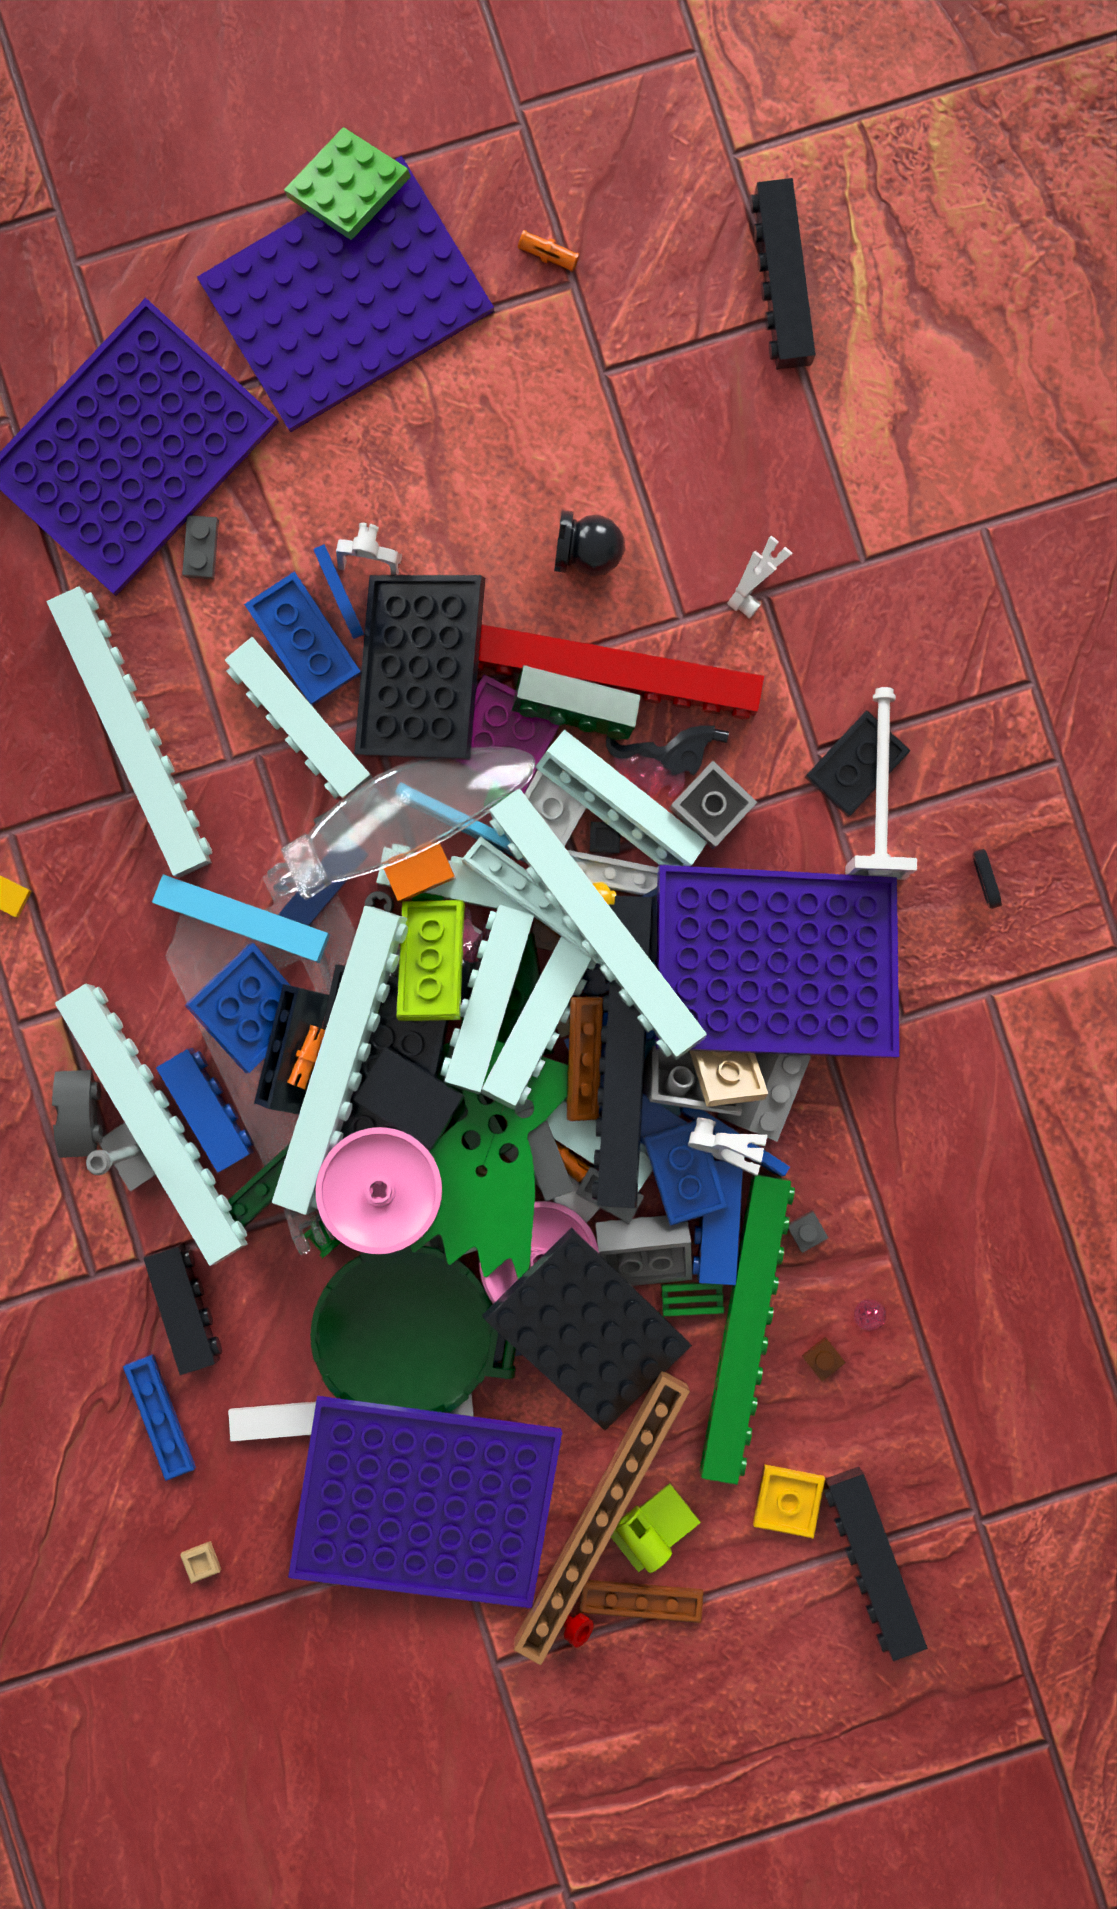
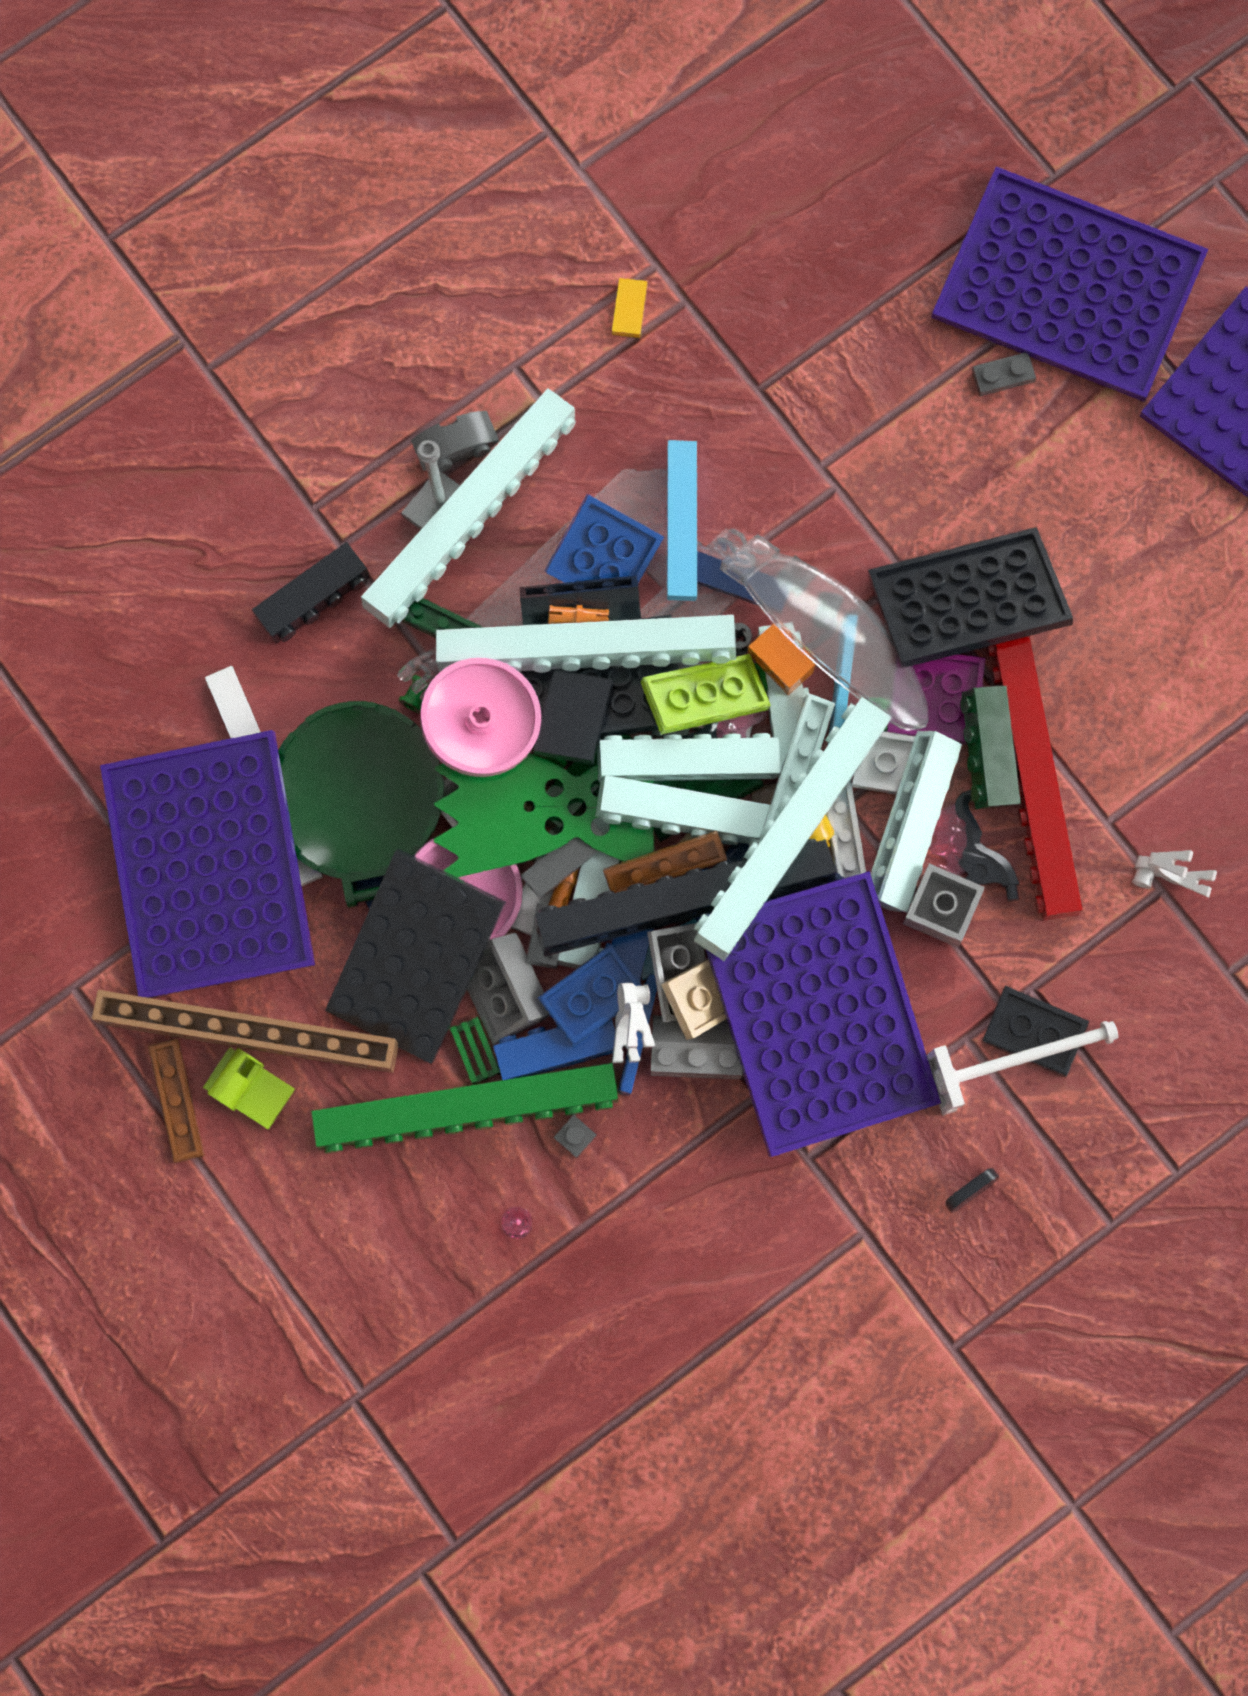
camera: 85 degrees right, 10 degrees down
(130, 732) = (813, 370): light aqua brick -> none
(159, 1417) = (205, 608): blue tile -> none
(200, 1562) = (86, 690): tan tile -> none
(205, 1109) = (498, 551): blue brick -> none
(297, 717) = (881, 509): light aqua brick -> none
(303, 638) = (955, 489): blue plate -> none
(338, 591) = (1010, 503): blue tile -> none
(366, 546) = (1058, 508): white piece -> none
(578, 1629) = (132, 1049): red tile -> none
(590, 544) = (1141, 709): black tile -> none
(603, 838) = (874, 820): black tile -> none
(789, 1501) = (314, 1207): yellow tile -> none
(823, 1359) = (459, 1194): reddish brown plate -> none
(876, 1564) = (282, 1308): black brick -> none

